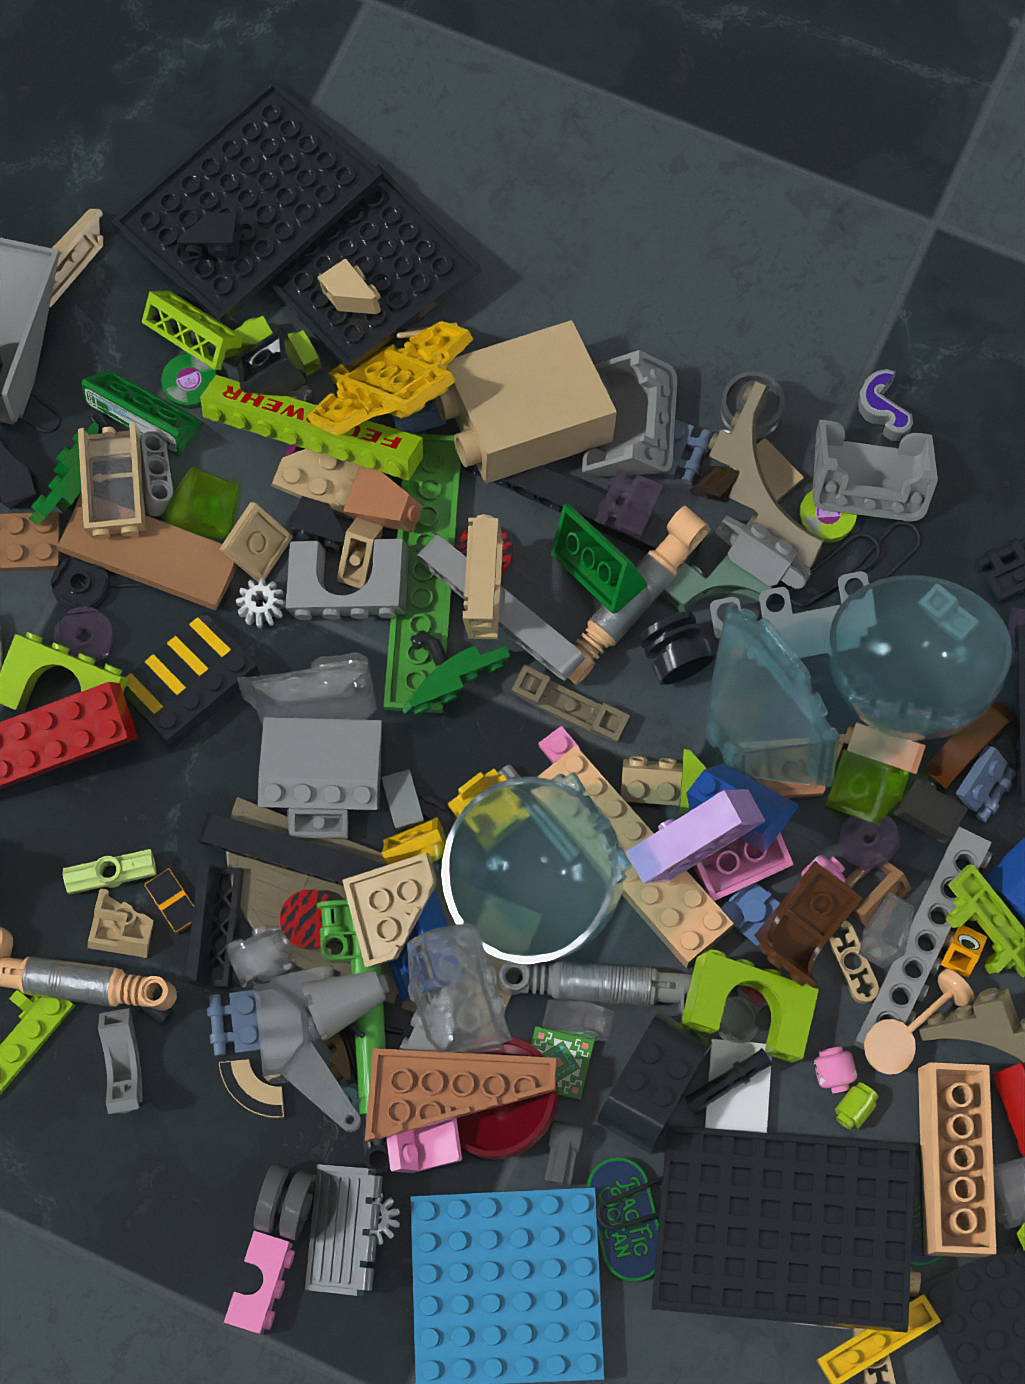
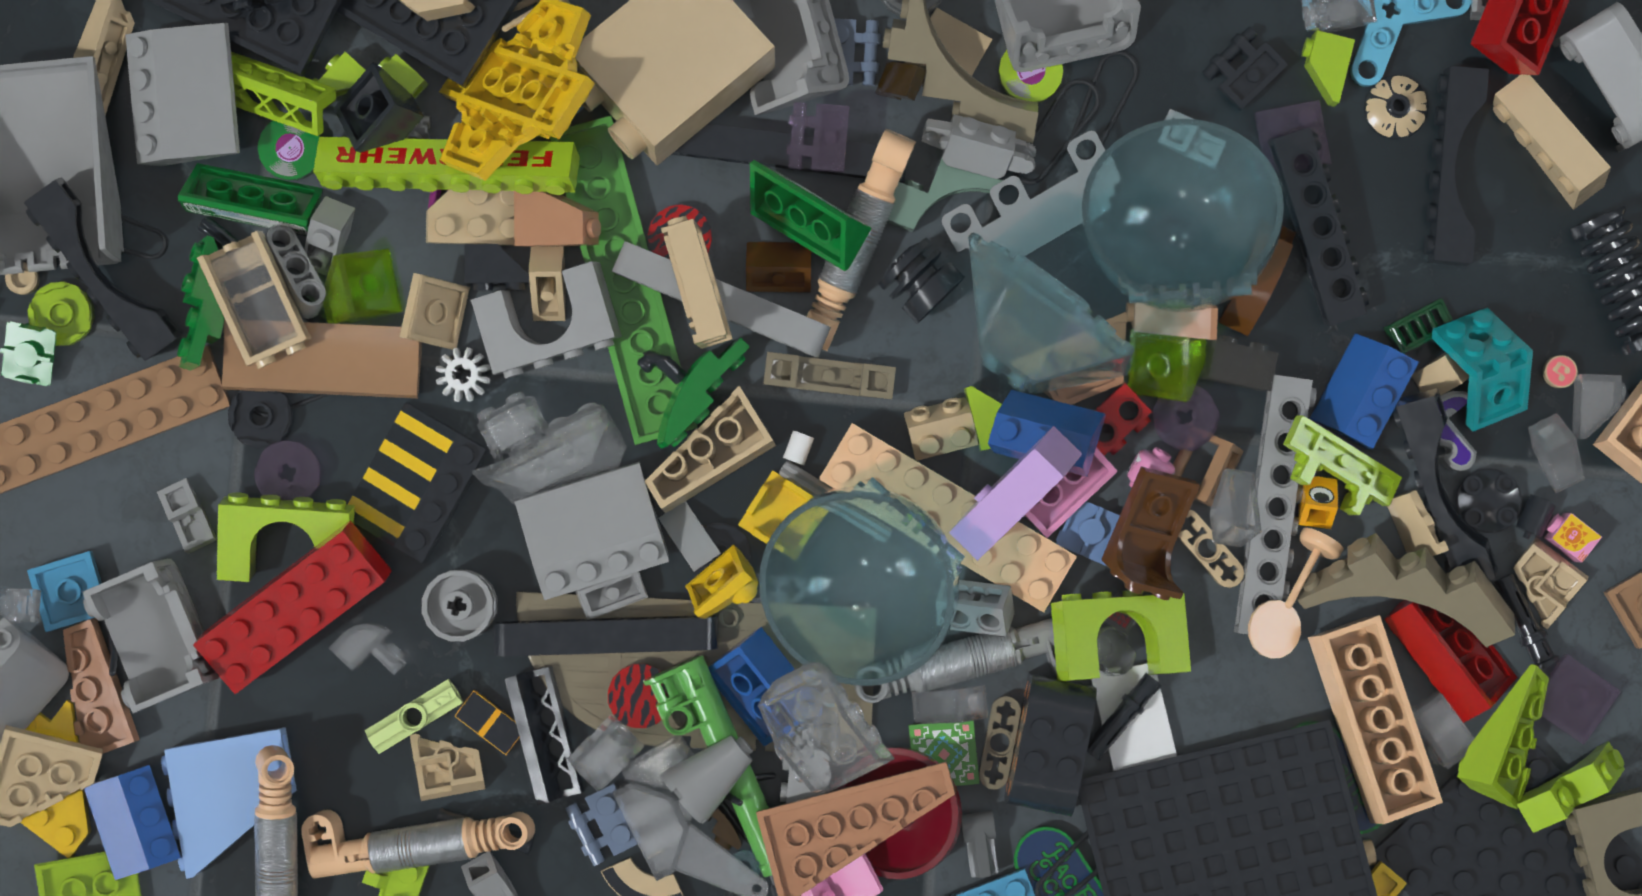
camera: 25 degrees left, 15 degrees up
(93, 794) = (366, 639): none -> clear brick
(118, 307) = (182, 94): none -> light grey slope
(179, 805) = (440, 608): none -> light grey wheel
(194, 449) = (328, 233): none -> light grey slope
(284, 650) = (511, 425): none -> clear brick
(388, 905) = (721, 664): tan plate -> none
(445, 734) = (711, 452): none -> tan wedge
(522, 756) = (798, 447): none -> white hinge
(557, 744) = (832, 423): bright pink plate -> none
(559, 603) = (778, 267): none -> reddish brown panel
(615, 1046) = (1003, 768): none -> dark tan beam
(632, 940) = (984, 608): none -> light grey brick
(811, 829) = (1121, 425): none -> red brick
(835, 1069) = (1225, 666): bright pink head -> none
(856, 1106) = (1257, 696): lime brick -> none
(980, 780) = (1288, 317): sand blue plate -> none

